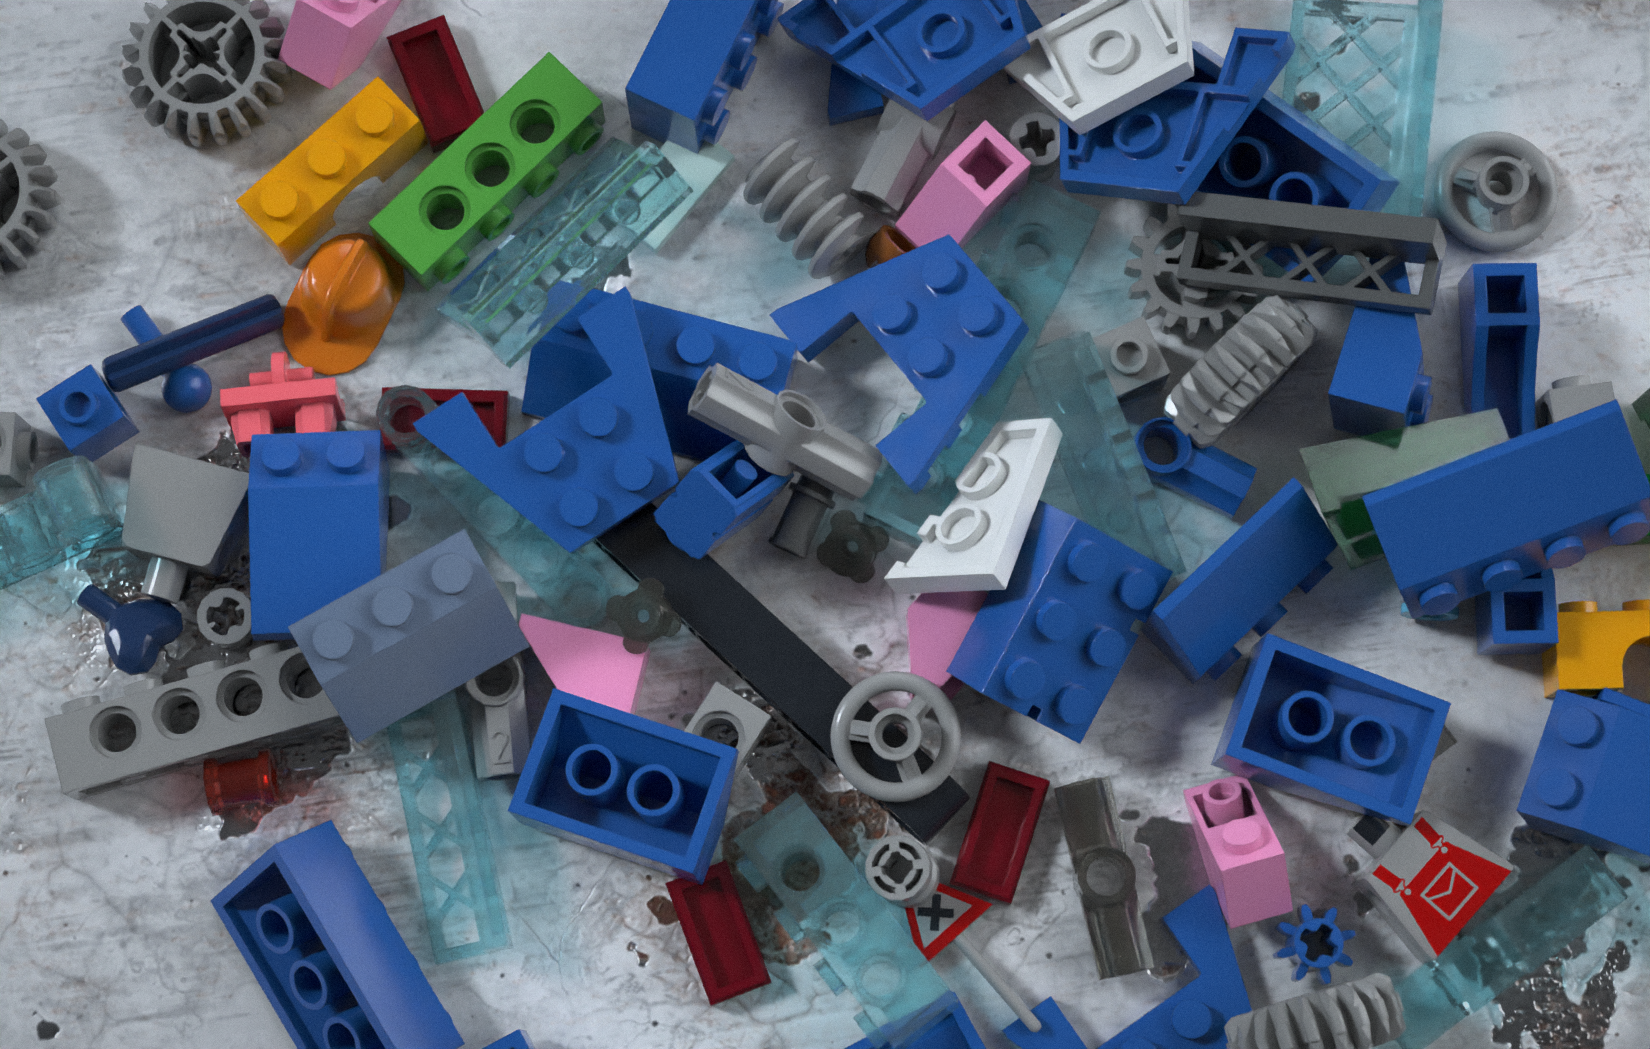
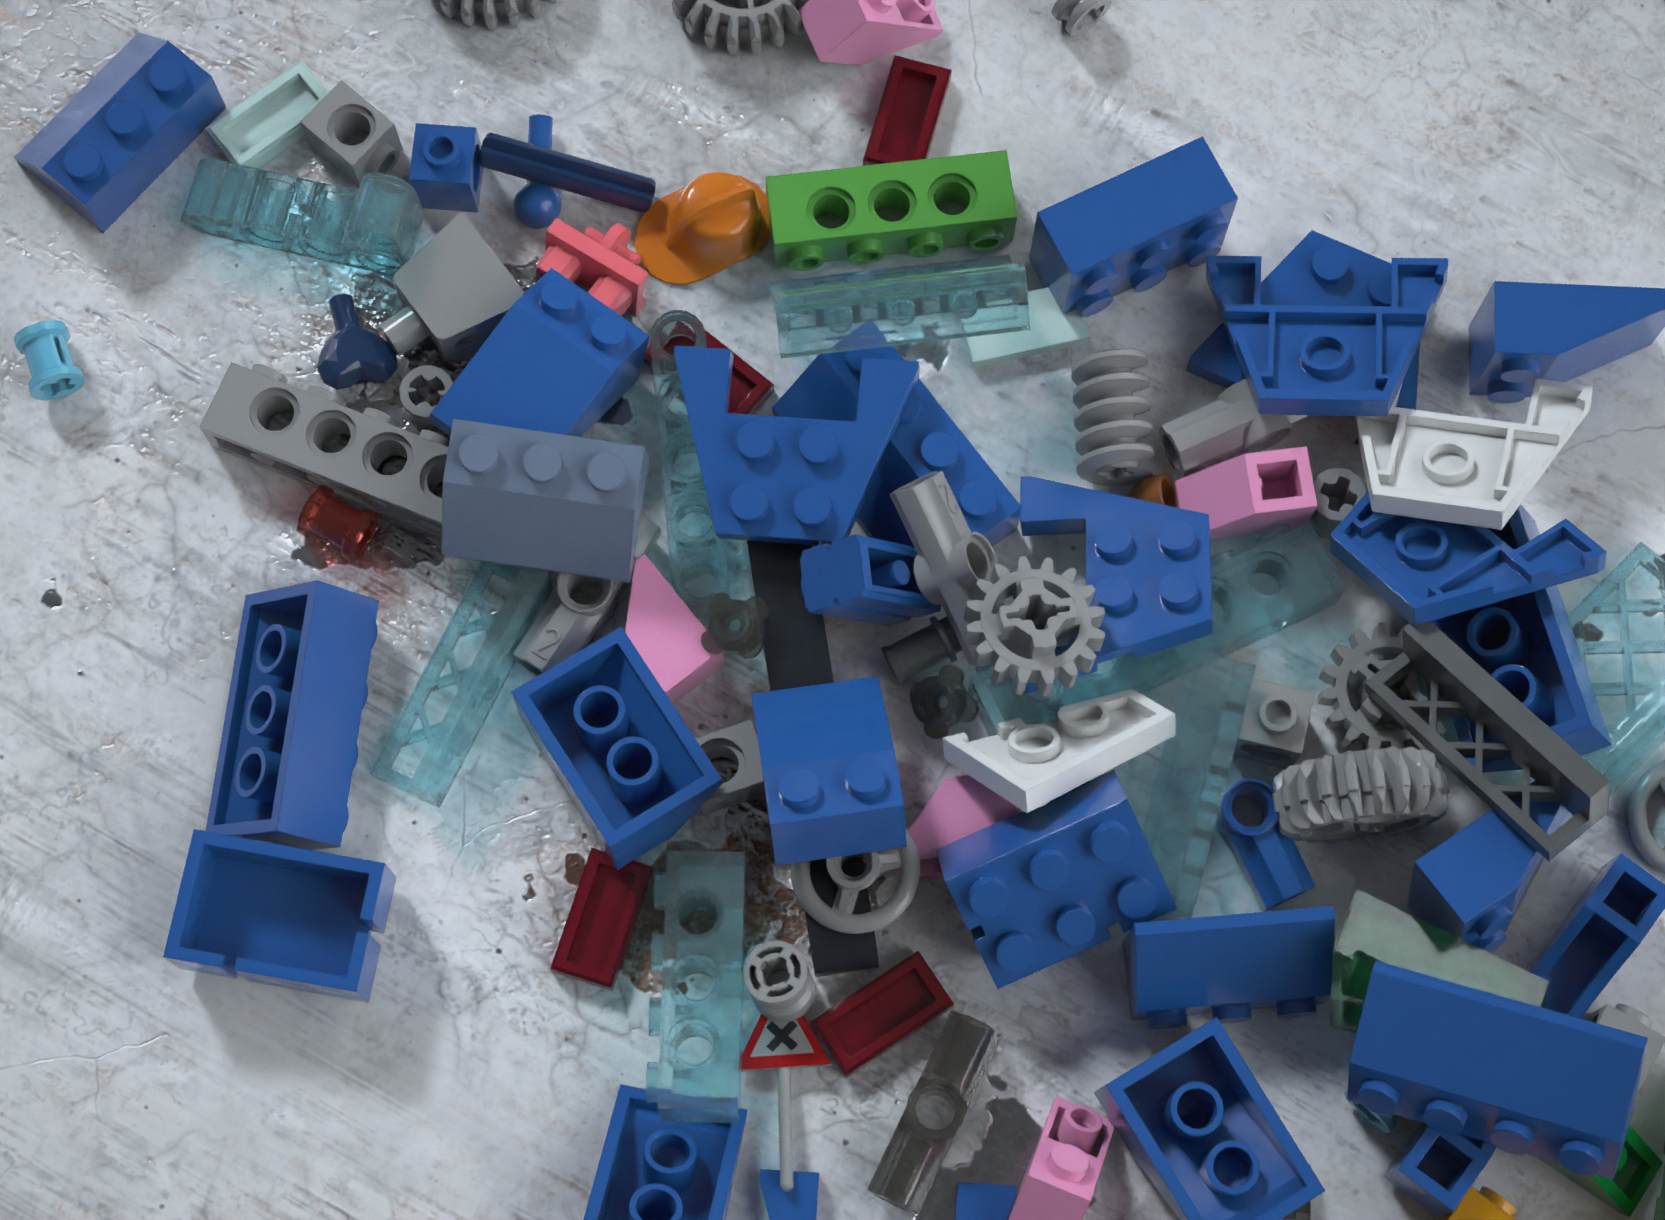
camera: 40 degrees right, 5 degrees down
(360, 141) = (808, 113): light orange arch -> none
(817, 674) = (829, 771): none -> blue slope
(886, 406) = (1025, 634): none -> light grey gear

